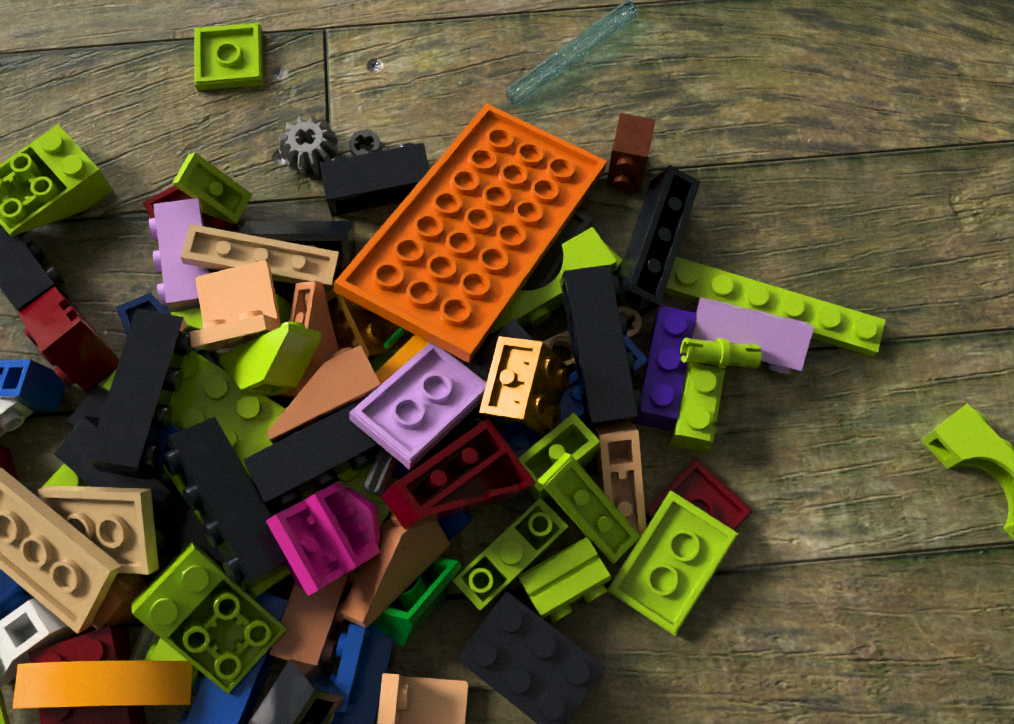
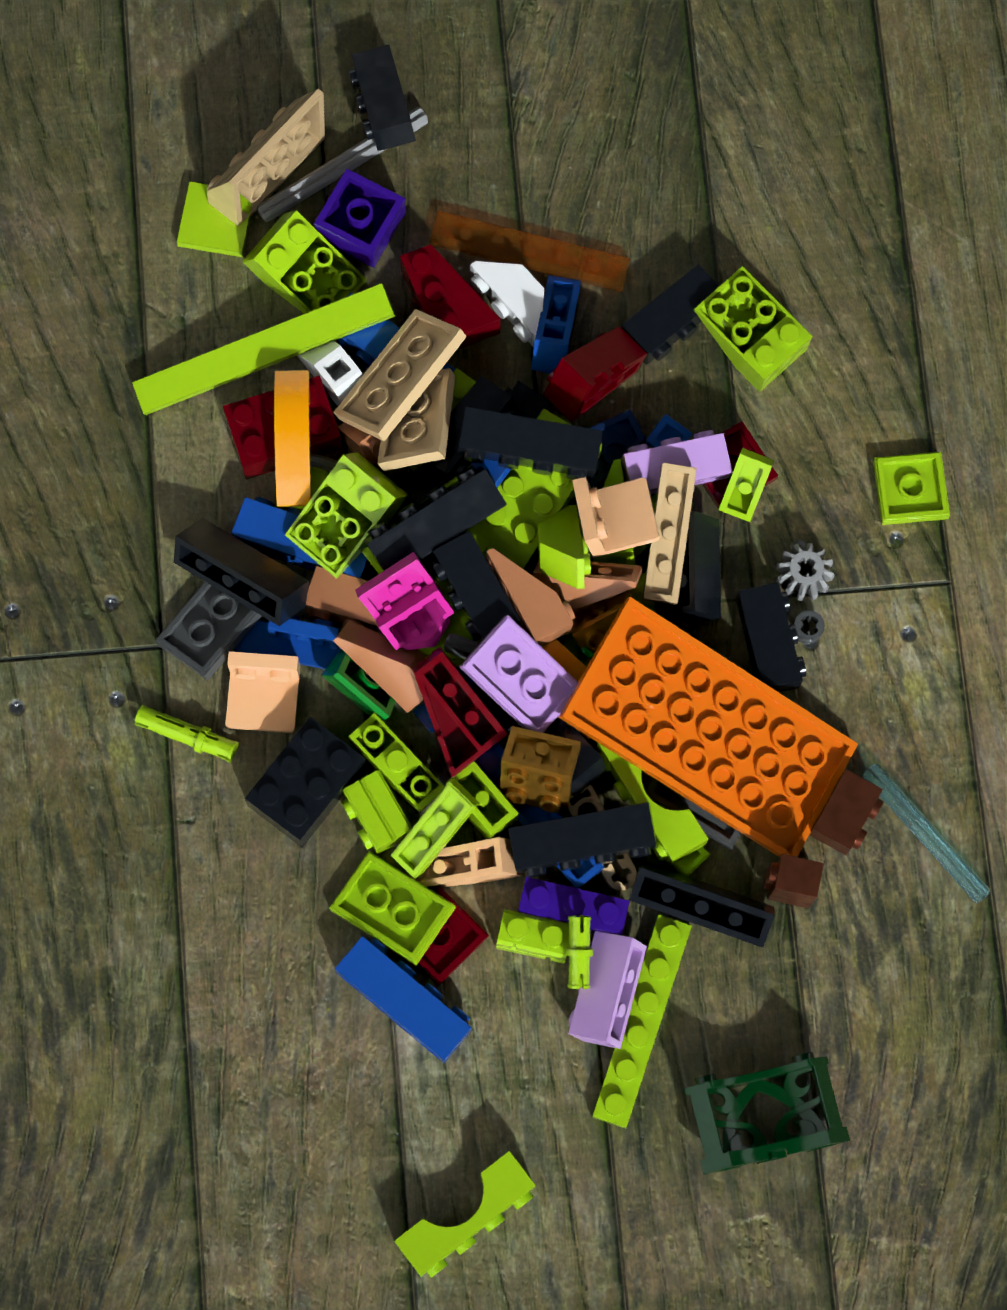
camera: 85 degrees right, 5 degrees up
(144, 272) = (667, 429): none -> blue plate
(556, 111) = (847, 812): none -> copper brick
(774, 549) = (403, 998): none -> blue brick
(906, 213) = (812, 1132): none -> dark green fence

